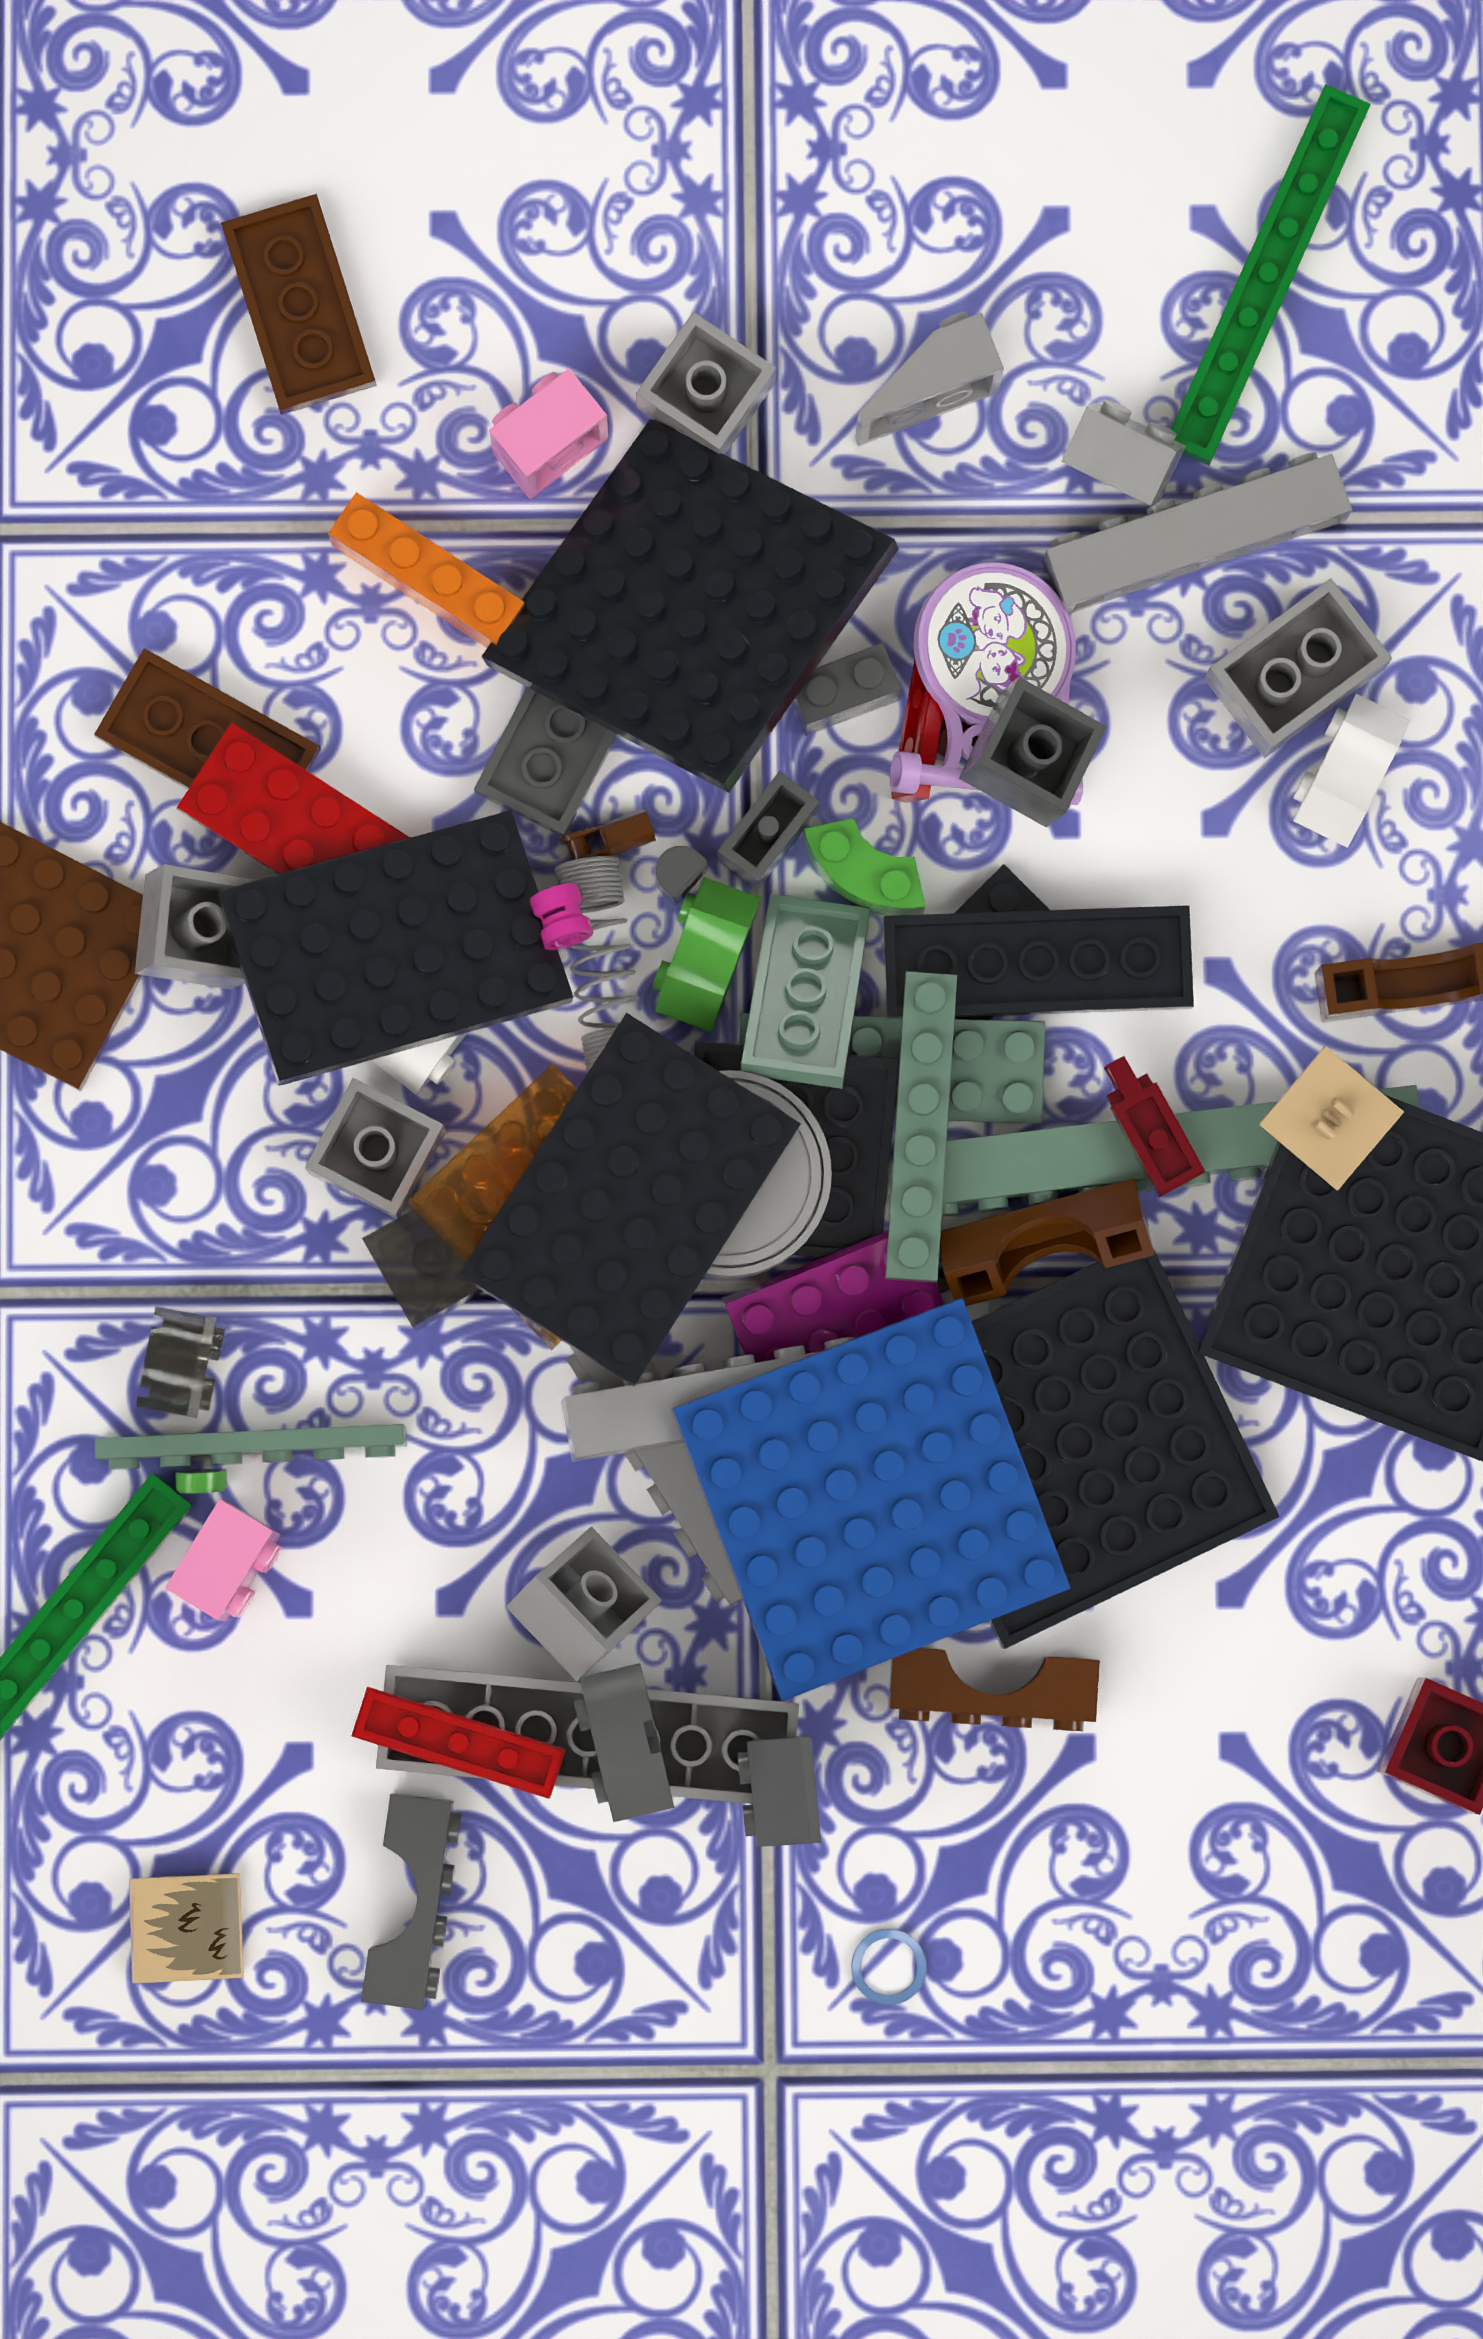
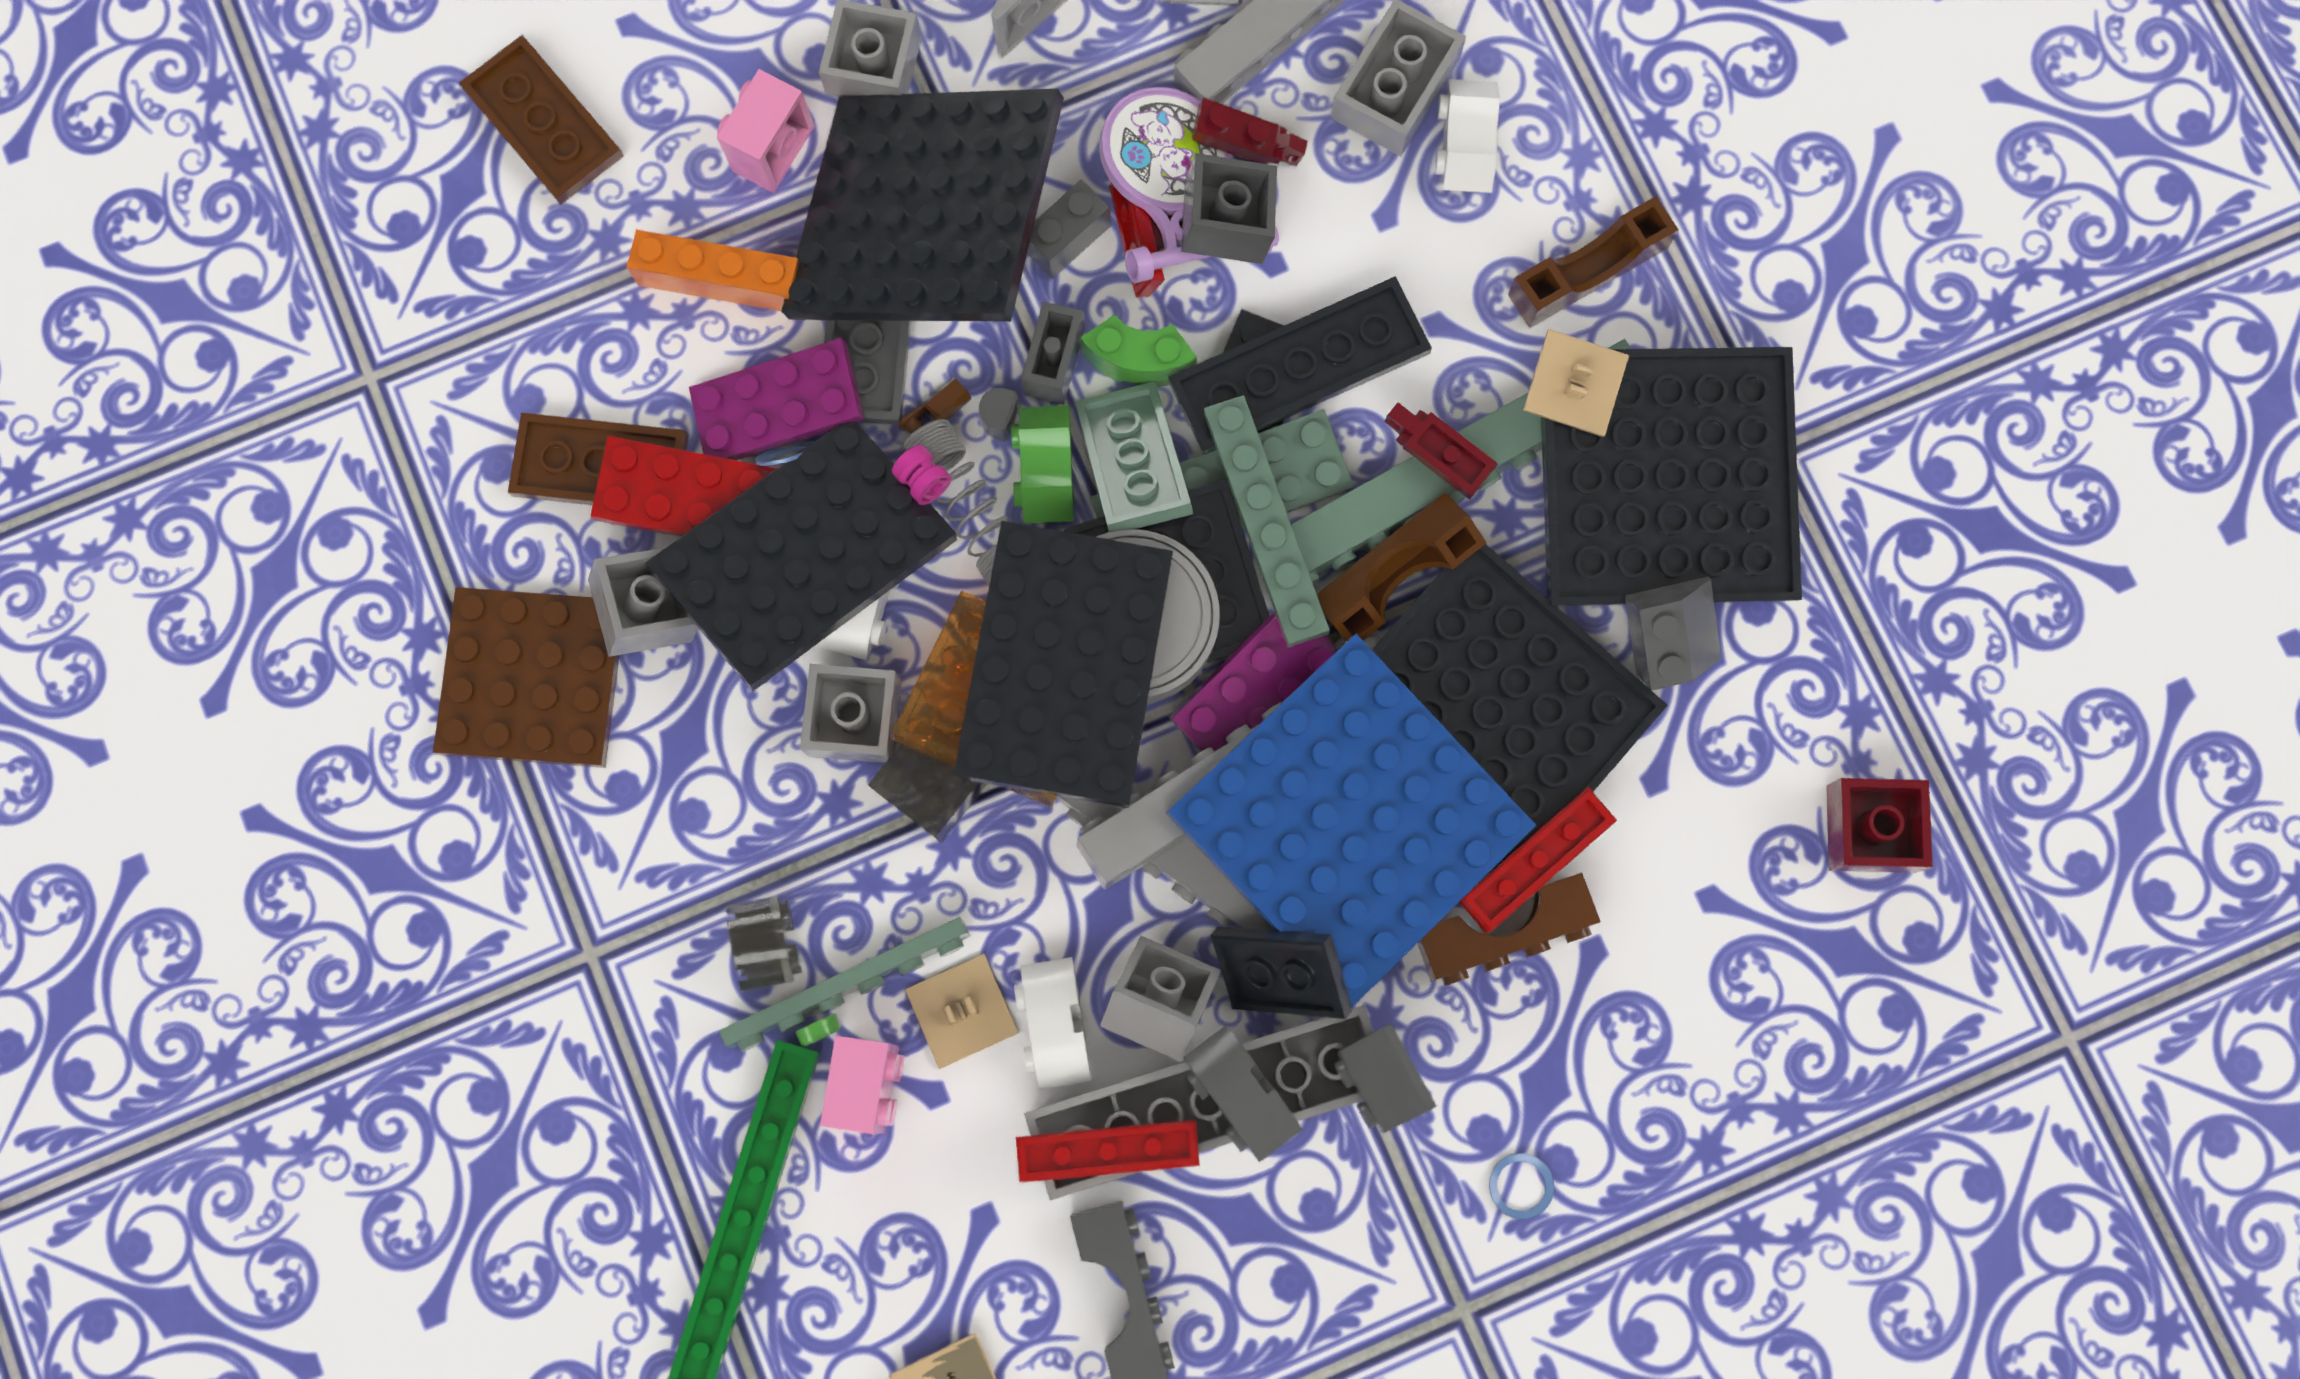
camera: 15 degrees left, 5 degrees down
(364, 1525) = (961, 1011): none -> tan piece
(418, 809) = (762, 459): none -> medium blue piece
(434, 757) = (777, 402): none -> magenta plate
(458, 1581) = (1054, 1023): none -> white brick
(724, 1631) = (1281, 972): none -> black tile
(1056, 1626) = (1537, 860): none -> red tile
(1094, 662) = (1246, 135): none -> dark red hinge
(1322, 1440) = (1673, 632): none -> dark grey slope

